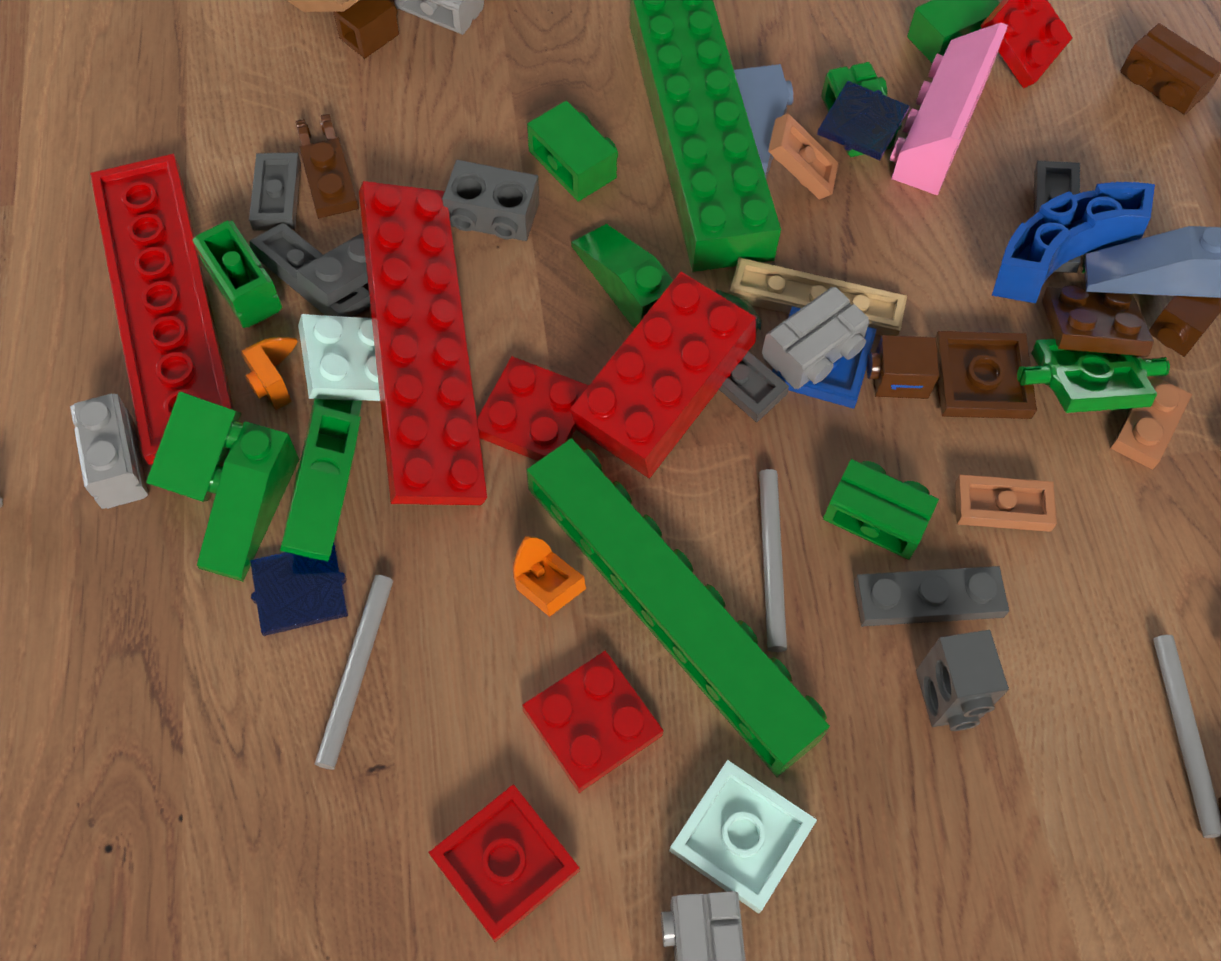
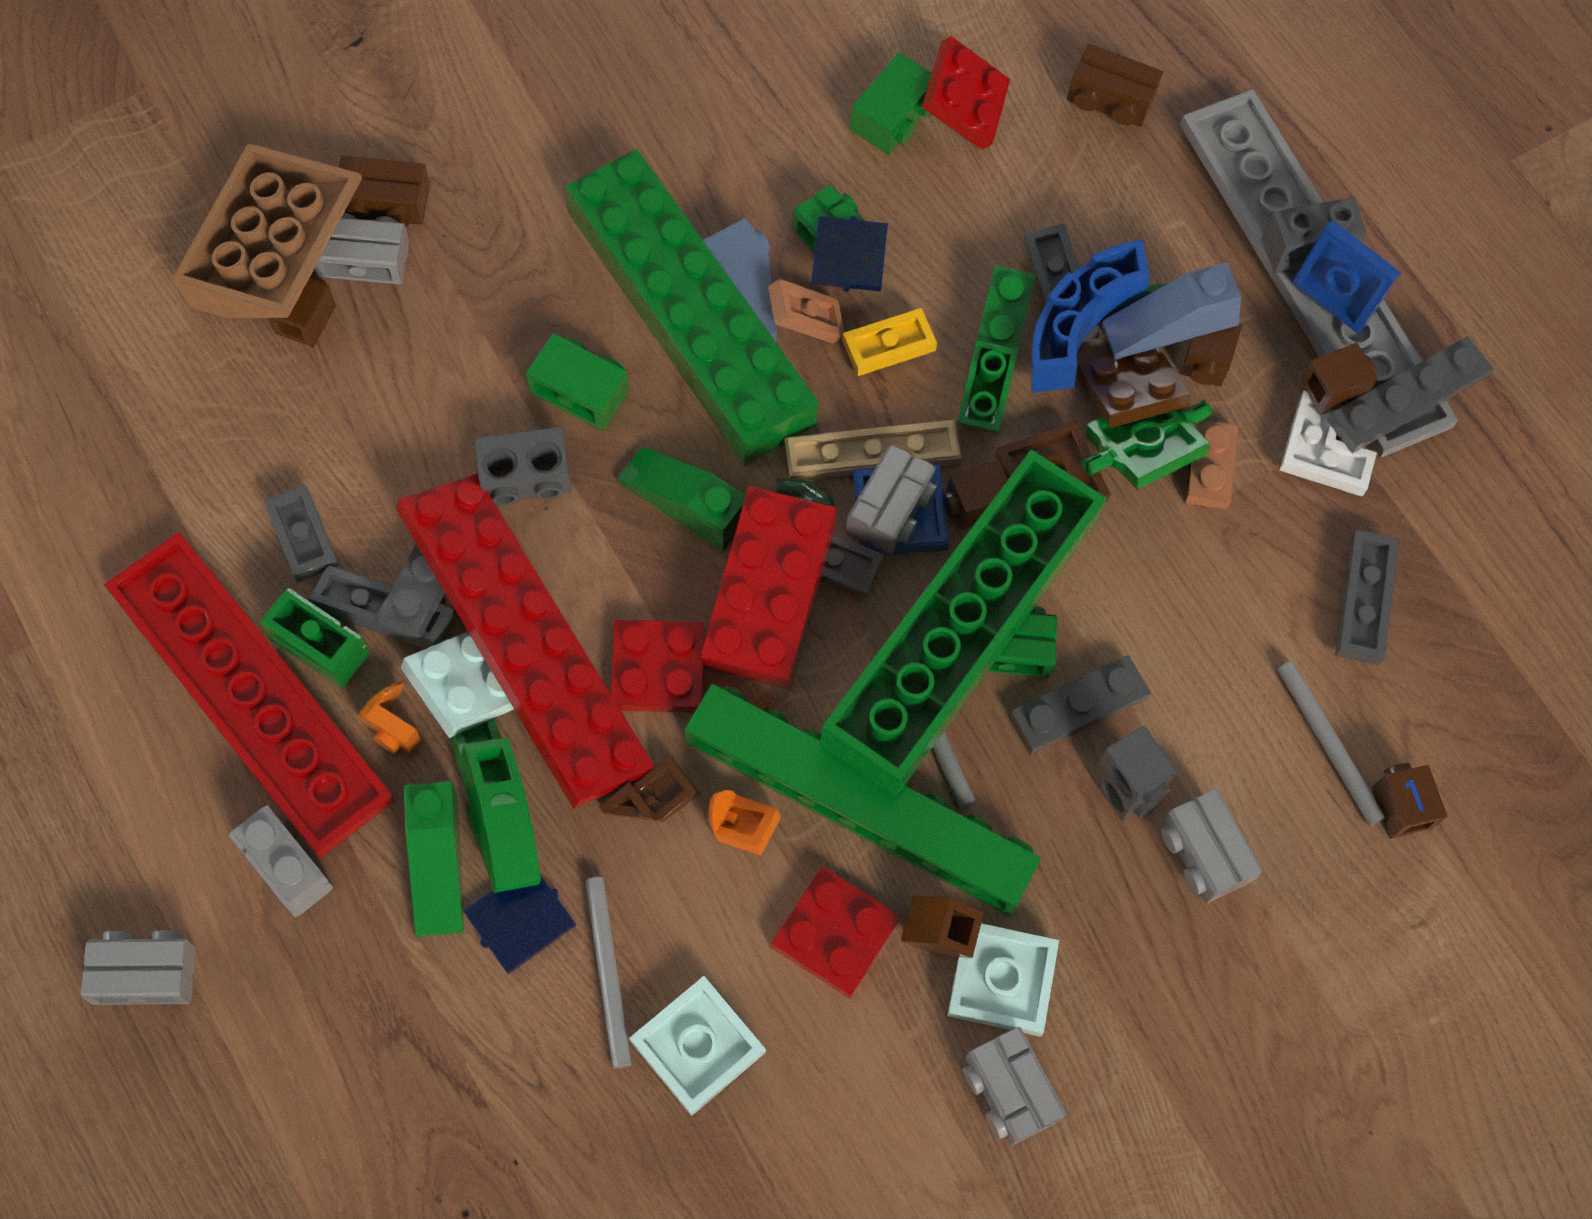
camera: 25 degrees left, 5 degrees up
(194, 447) = (369, 827): green brick -> none
(326, 170) = (339, 489): reddish brown hinge -> none
(404, 776) = (697, 1045): none -> light aqua plate
(475, 525) = (655, 795): none -> reddish brown slope
(504, 862) = (815, 1082): red plate -> none
(699, 755) = (942, 926): none -> reddish brown brick
(836, 464) = (961, 623): none -> green brick
(871, 210) = (889, 342): none -> yellow plate
(945, 109) = (921, 208): bright pink slope -> none
(972, 247) = (996, 349): none -> green slope
(1005, 503) = (1113, 593): nougat plate -> none
(1017, 788) = (1210, 847): none -> light grey brick

